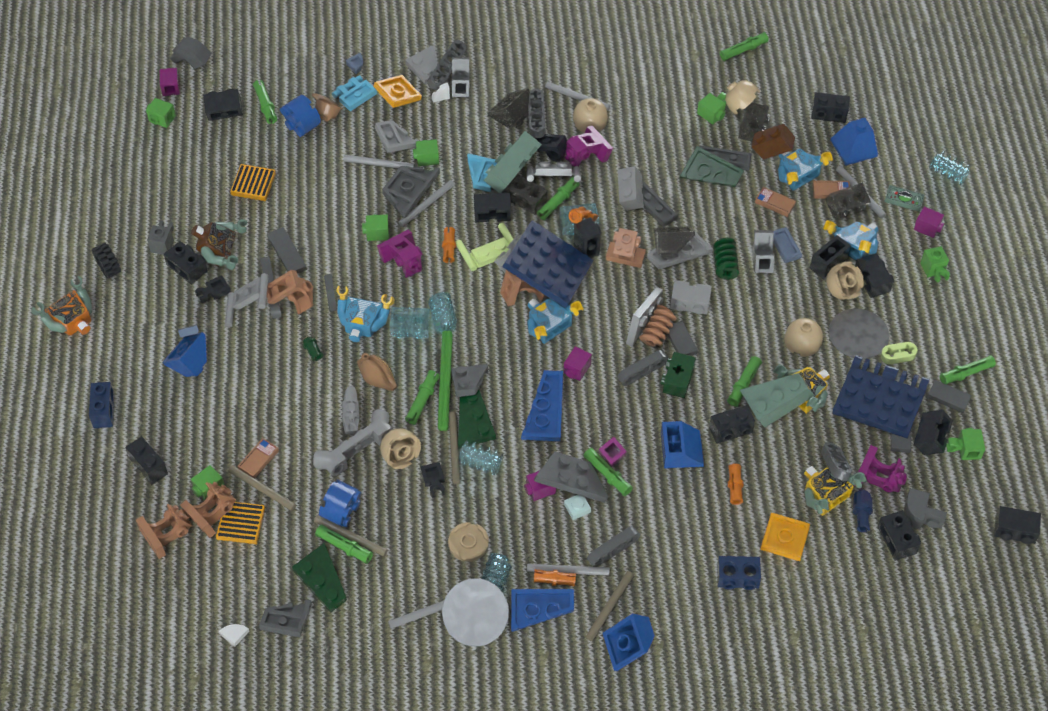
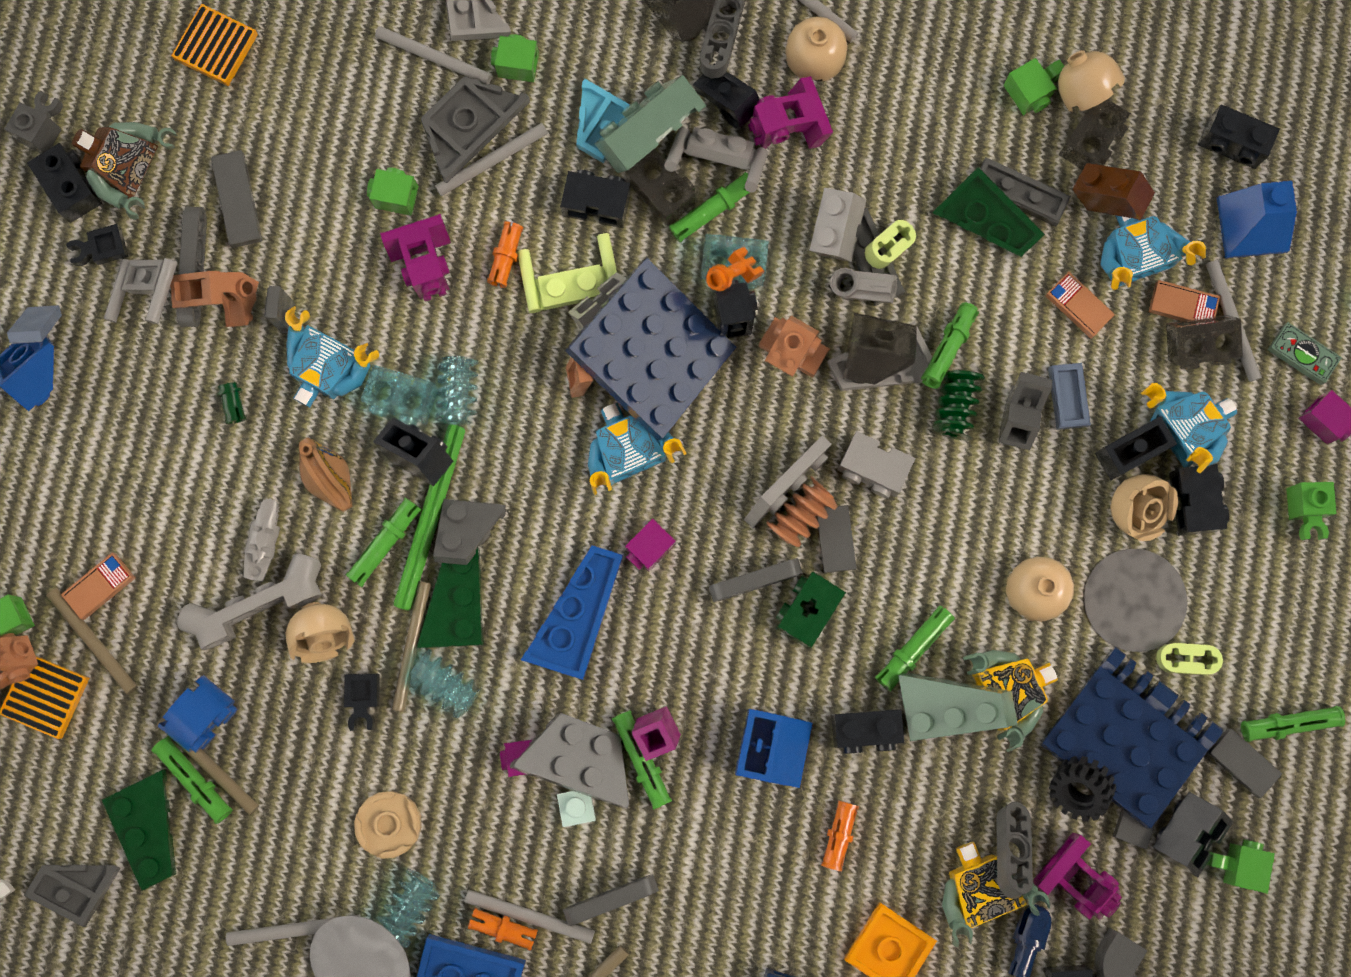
camera: 15 degrees right, 25 degrees up
(428, 343) = (414, 450): none -> black brick
(655, 214) = (866, 285): none -> light grey piece
(662, 193) = (893, 248): none -> yellowish green beam
(712, 227) = (955, 335): none -> bright green pin
(855, 432) = (1088, 775): none -> black tyre

